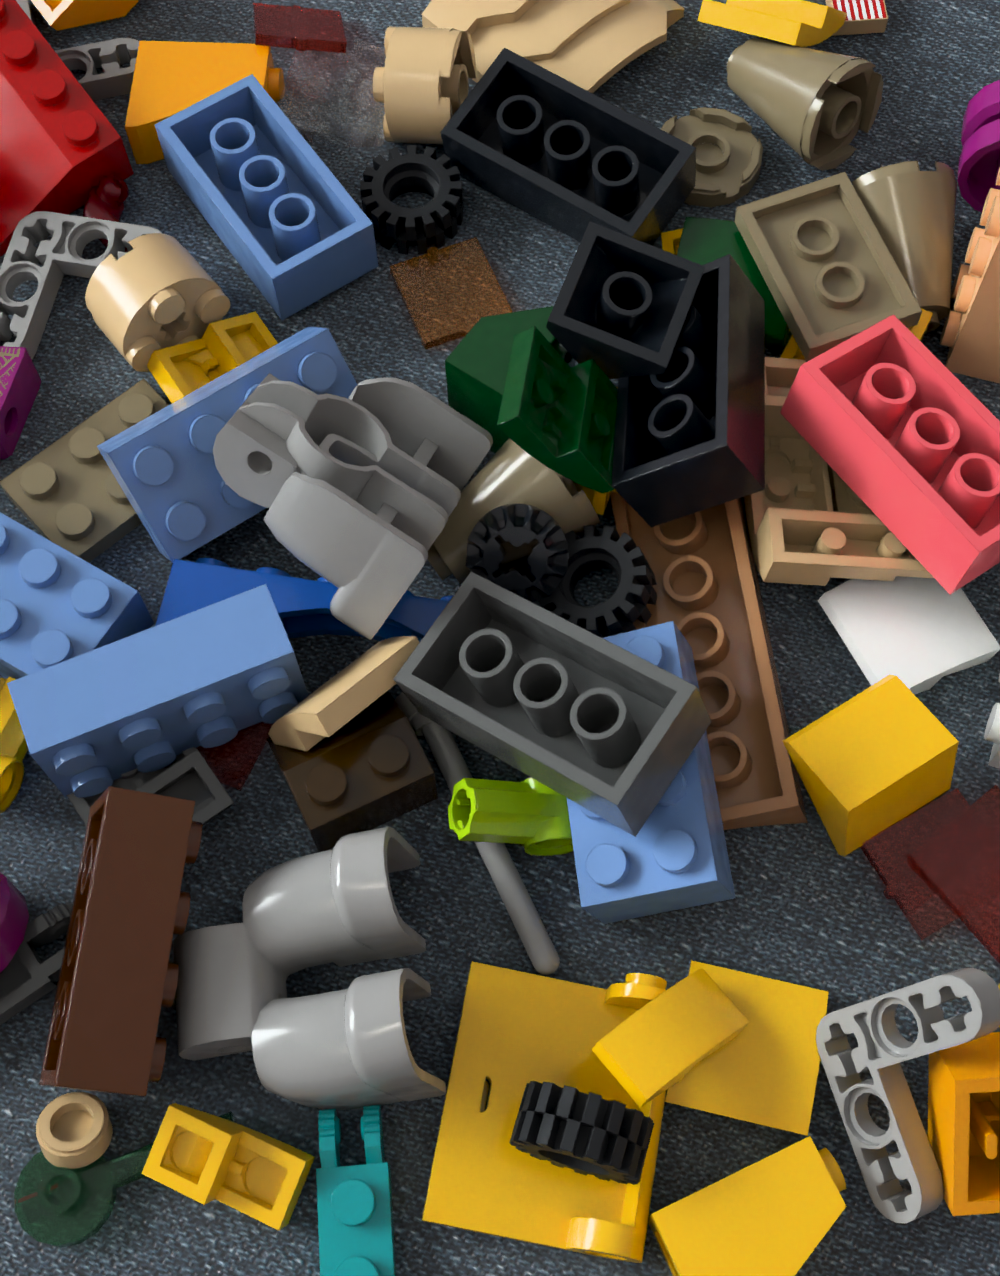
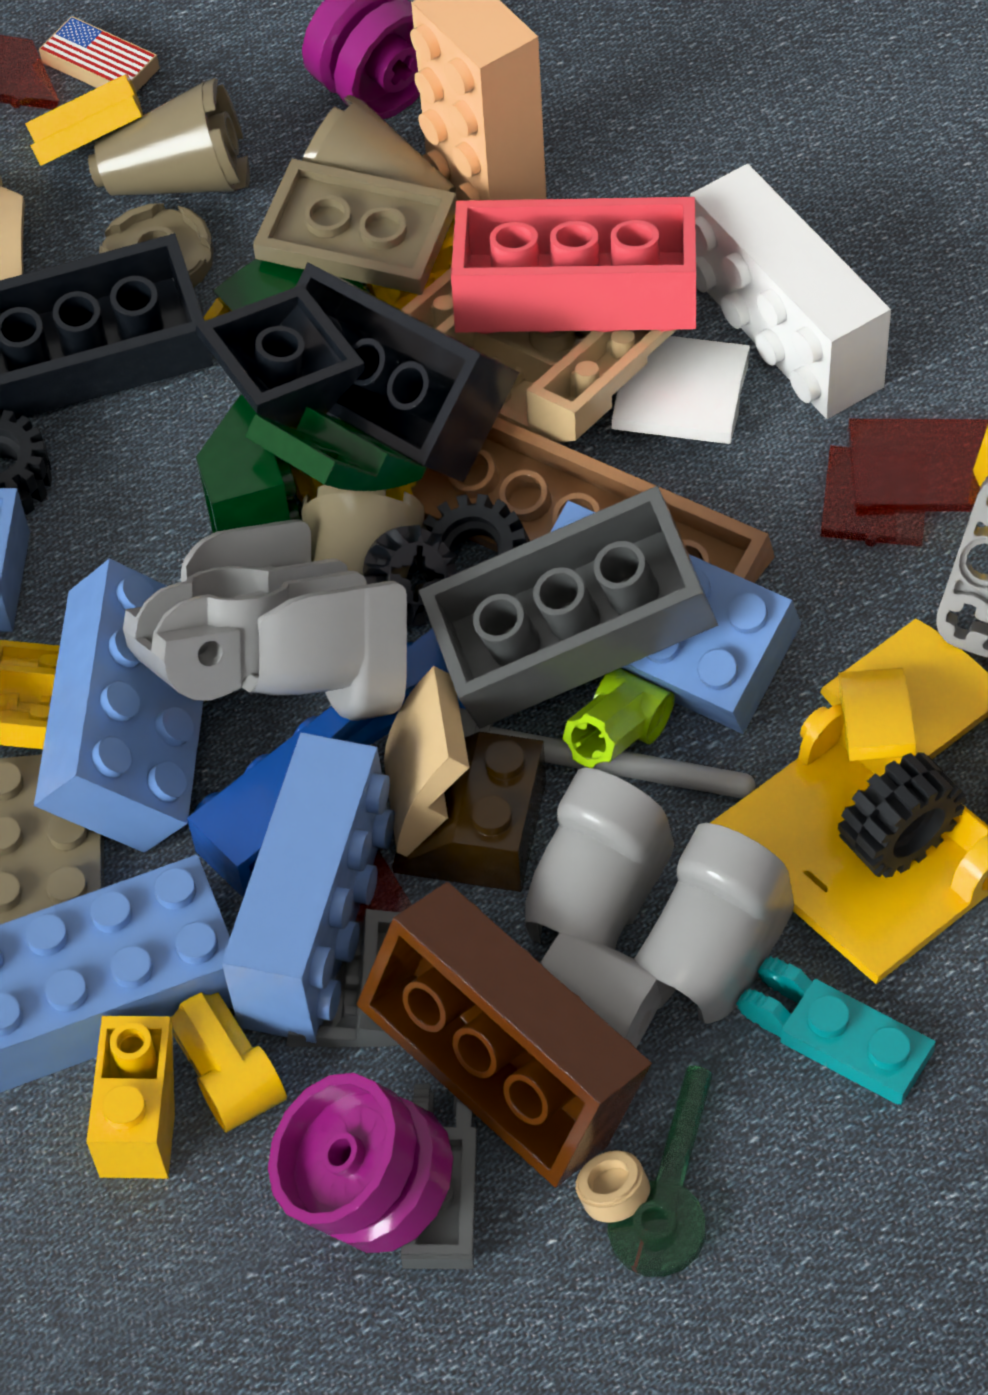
camera: 50 degrees left, 10 degrees down
(228, 1163) = (731, 1085): yellow slope -> none
(449, 291) = (104, 500): clear orange piece -> none
(873, 762) = (772, 469): yellow slope -> none

